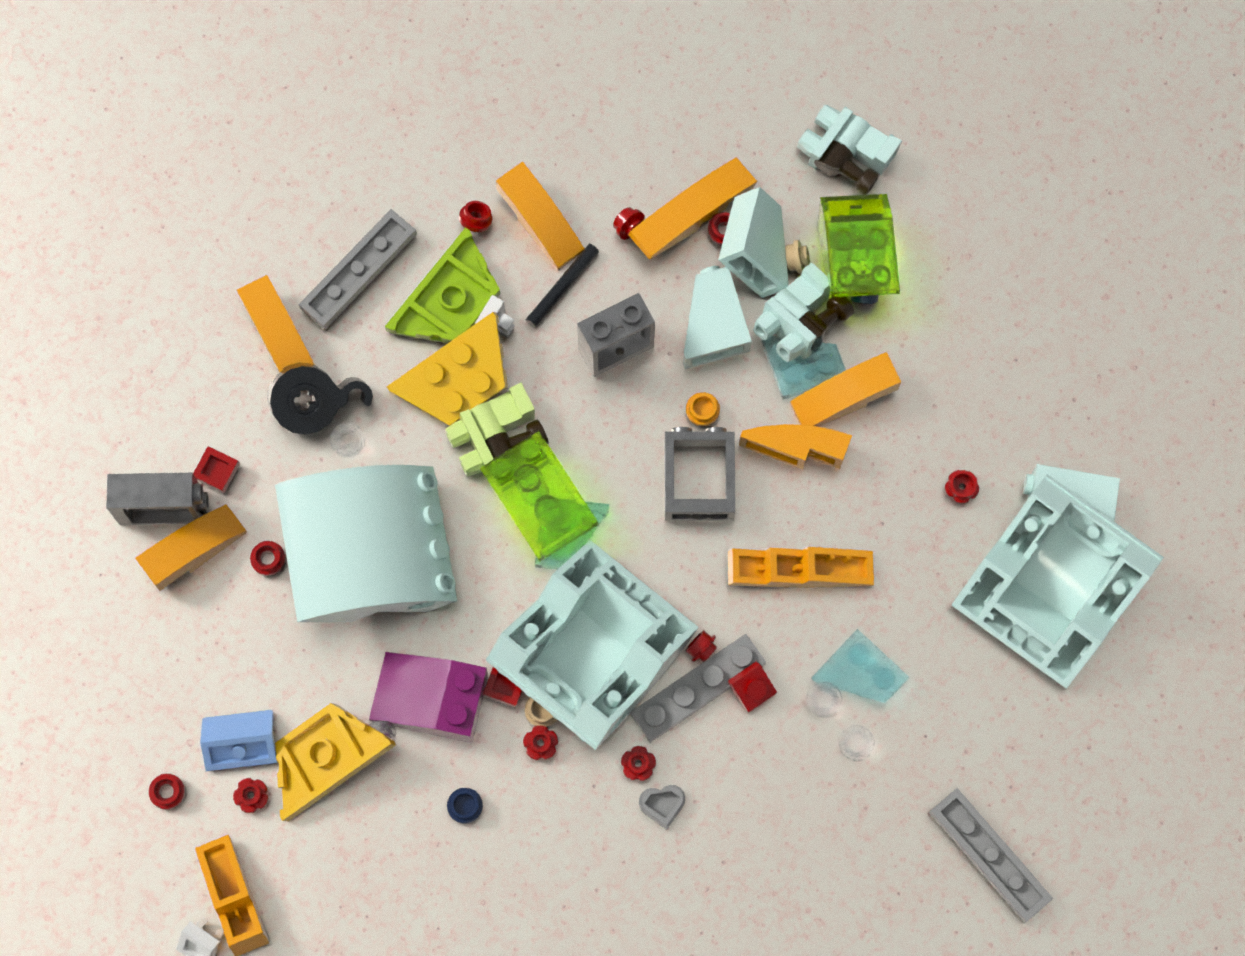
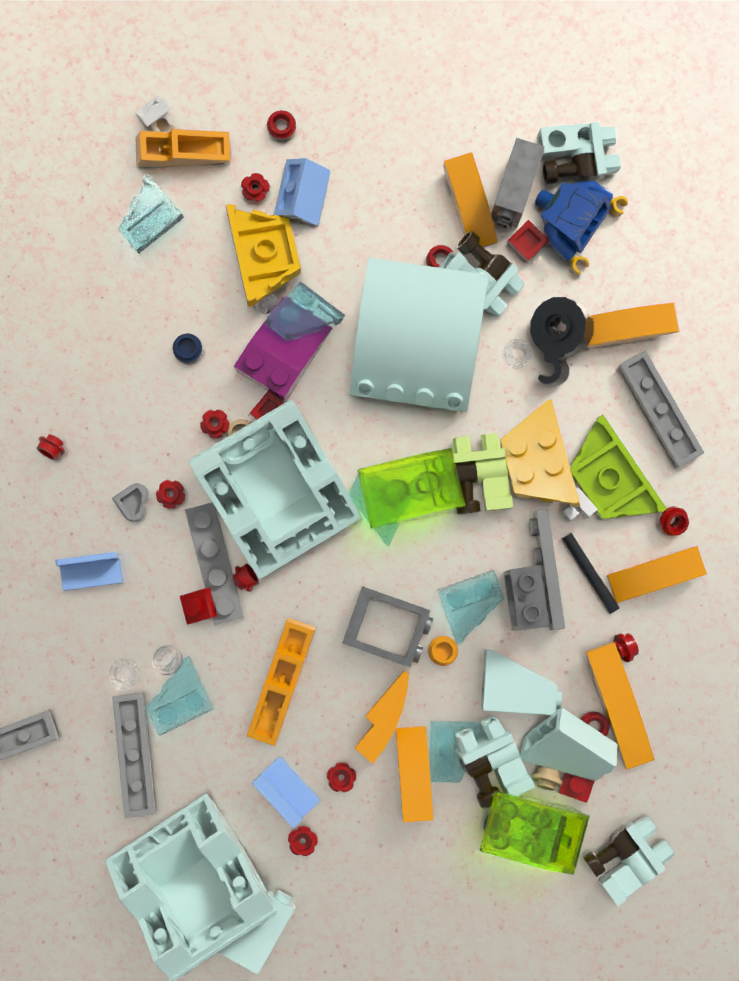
camera: 105 degrees right, 10 degrees up
(89, 441) = (584, 145): none -> light aqua hips
(172, 426) = (575, 215): none -> blue torso
(262, 497) = (499, 271): none -> light aqua hips
(324, 905) = (149, 216): none -> clear light blue wing
(381, 687) = (302, 313): none -> clear light blue wing
(561, 335) = (545, 557): none -> light grey plate
(633, 919) = (50, 447): none -> red plate
(640, 397) = (470, 602): none -> clear light blue wing
(757, 821) = (90, 571): none -> light blue panel
(795, 225) = (576, 787): none -> red plate
(879, 460) = (349, 777): none -> red plate
(916, 522) = (286, 791): none -> light blue panel
(941, 698) = (134, 755): none -> light grey plate

